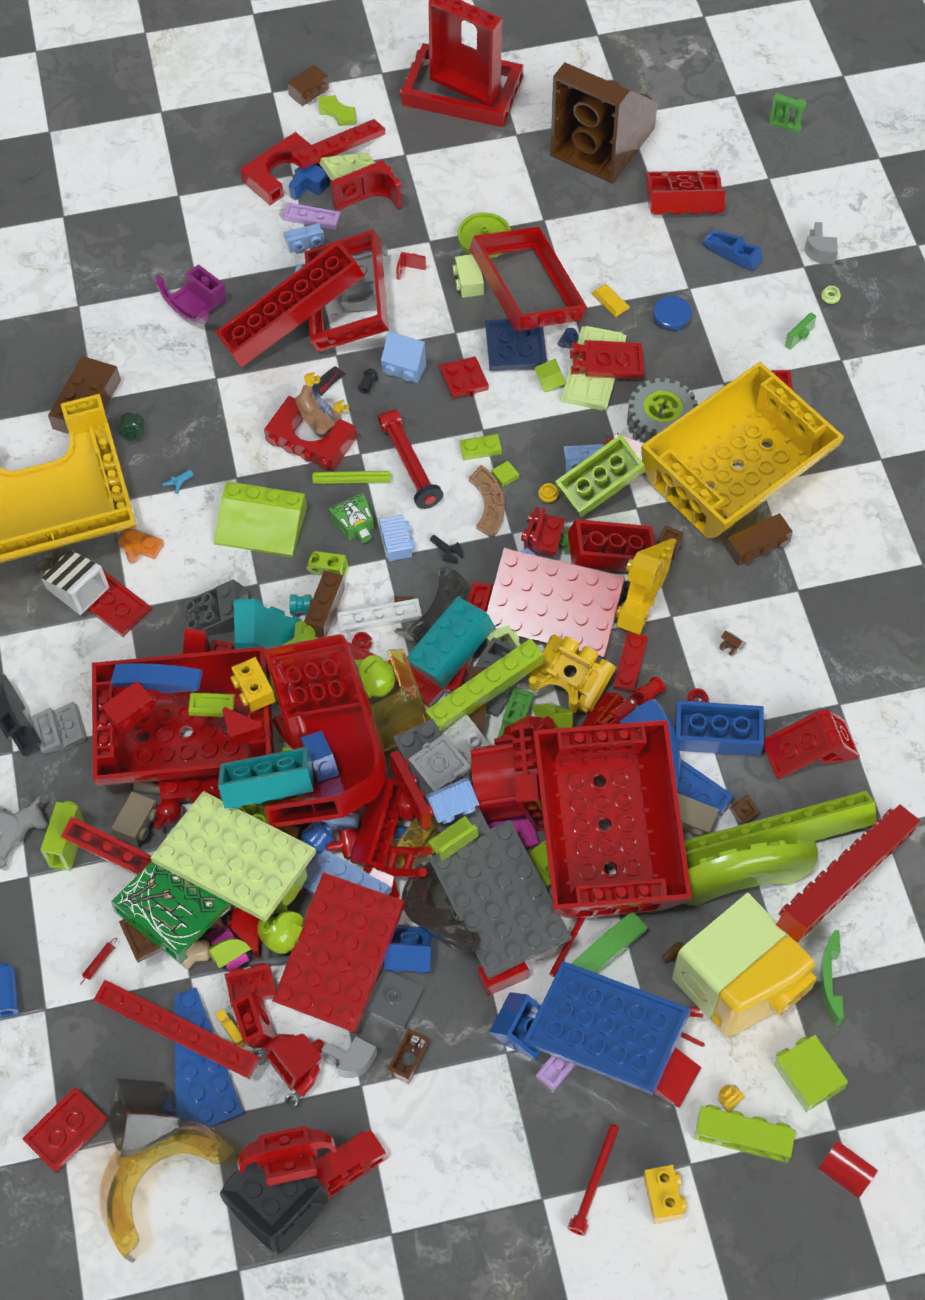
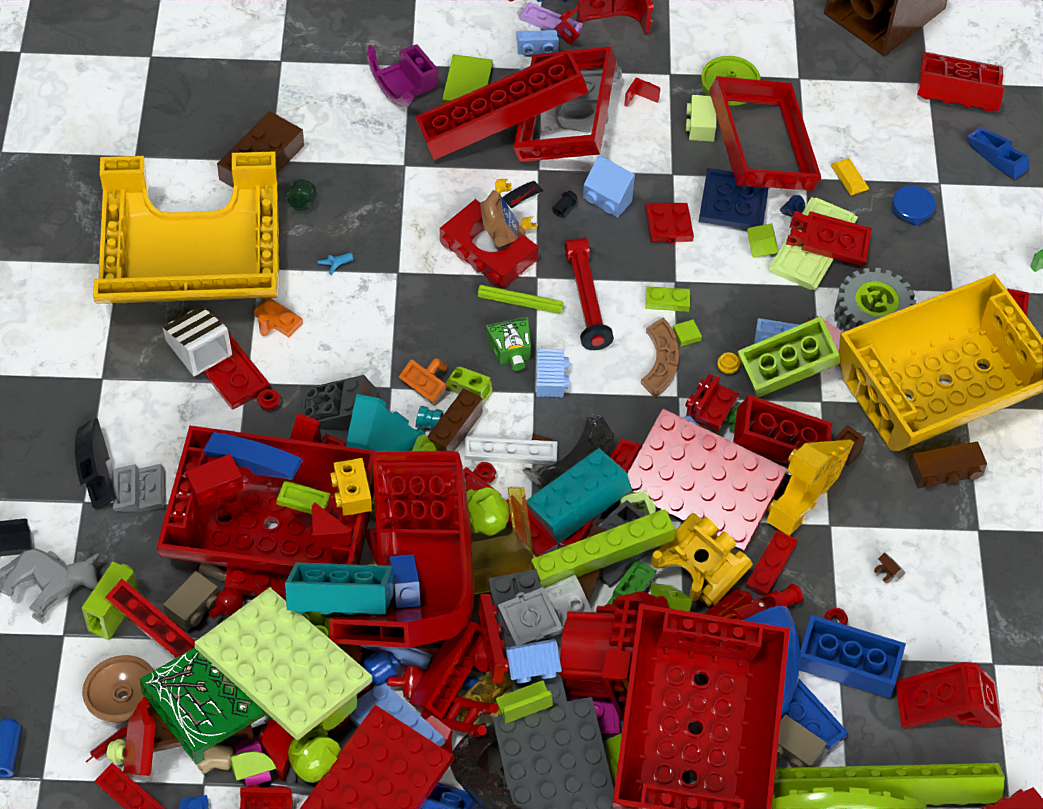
camera: 10 degrees right, 5 degrees down
(82, 909) = (111, 681): none -> medium nougat dish
(107, 968) = (116, 751): none -> yellowish green plate
(125, 955) = (140, 741): none -> red tile
(153, 625) = (268, 404): none -> red plate
(250, 284) = (466, 75): none -> lime tile
(260, 519) = (410, 319): lime slope -> none
(286, 569) = (424, 380): none -> orange plate
(326, 217) = (565, 25): none -> red bracket
(448, 557) = (603, 397): black bar -> none
(744, 809) = (857, 751): reddish brown tile -> none

